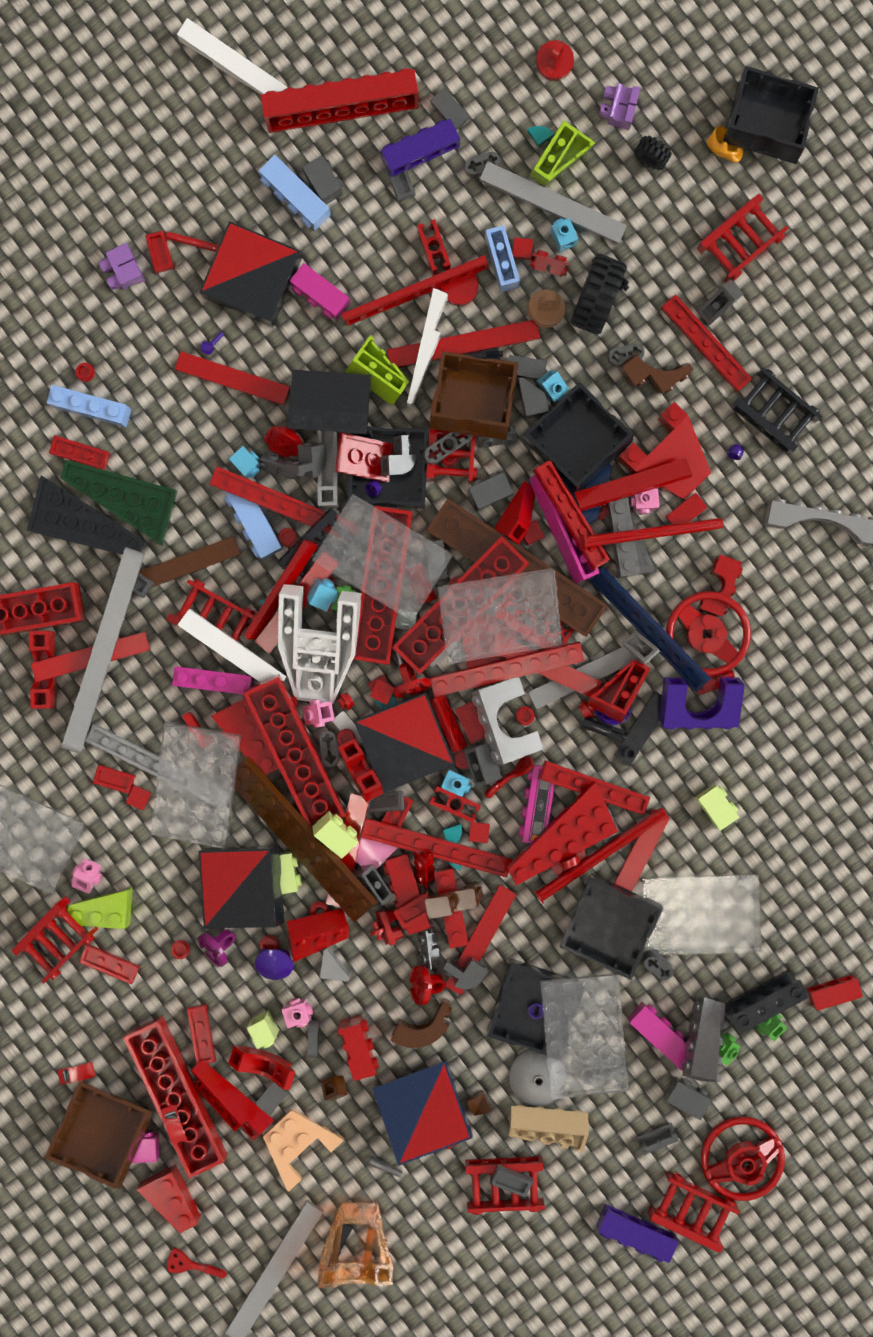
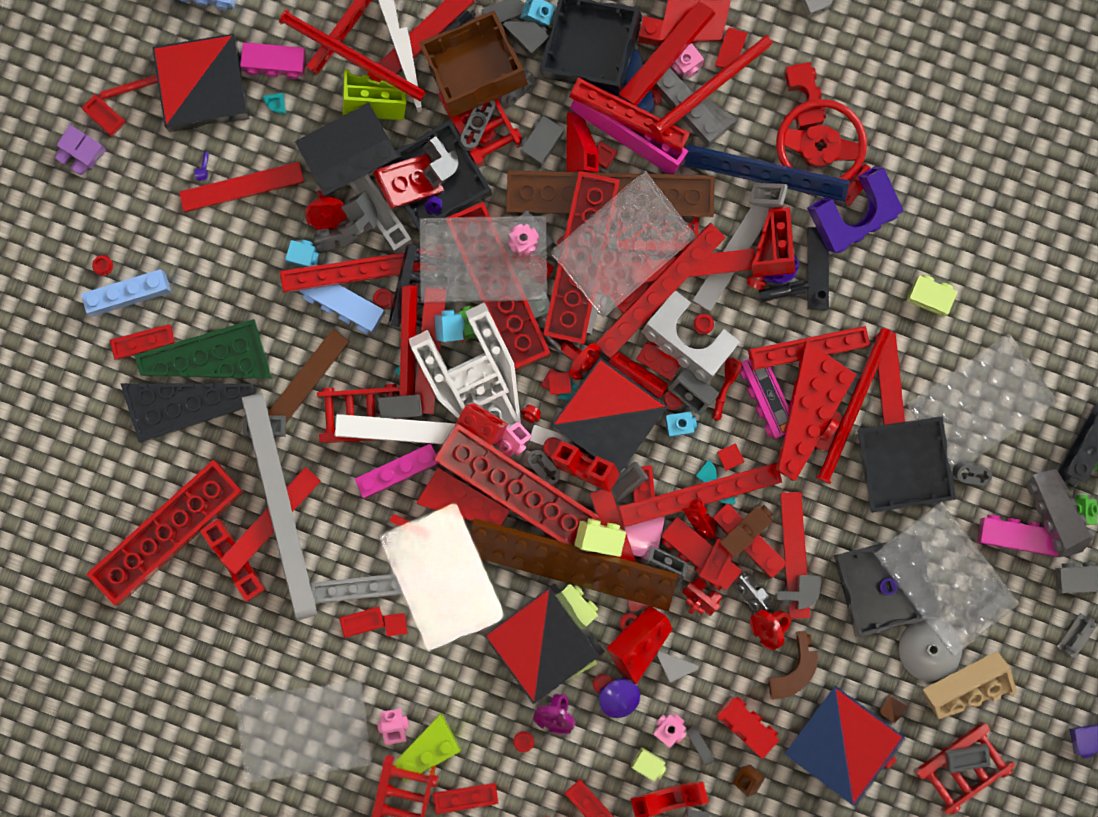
camera: 30 degrees left, 5 degrees down
(245, 632) = (400, 406): none -> dark grey tile
(299, 687) = (482, 423): none -> red brick
(301, 328) = (275, 103): none -> teal tile
(381, 327) = (351, 55): none -> red axle
(422, 572) = (523, 247): none -> bright pink brick
(458, 811) = (696, 436): red piece -> none

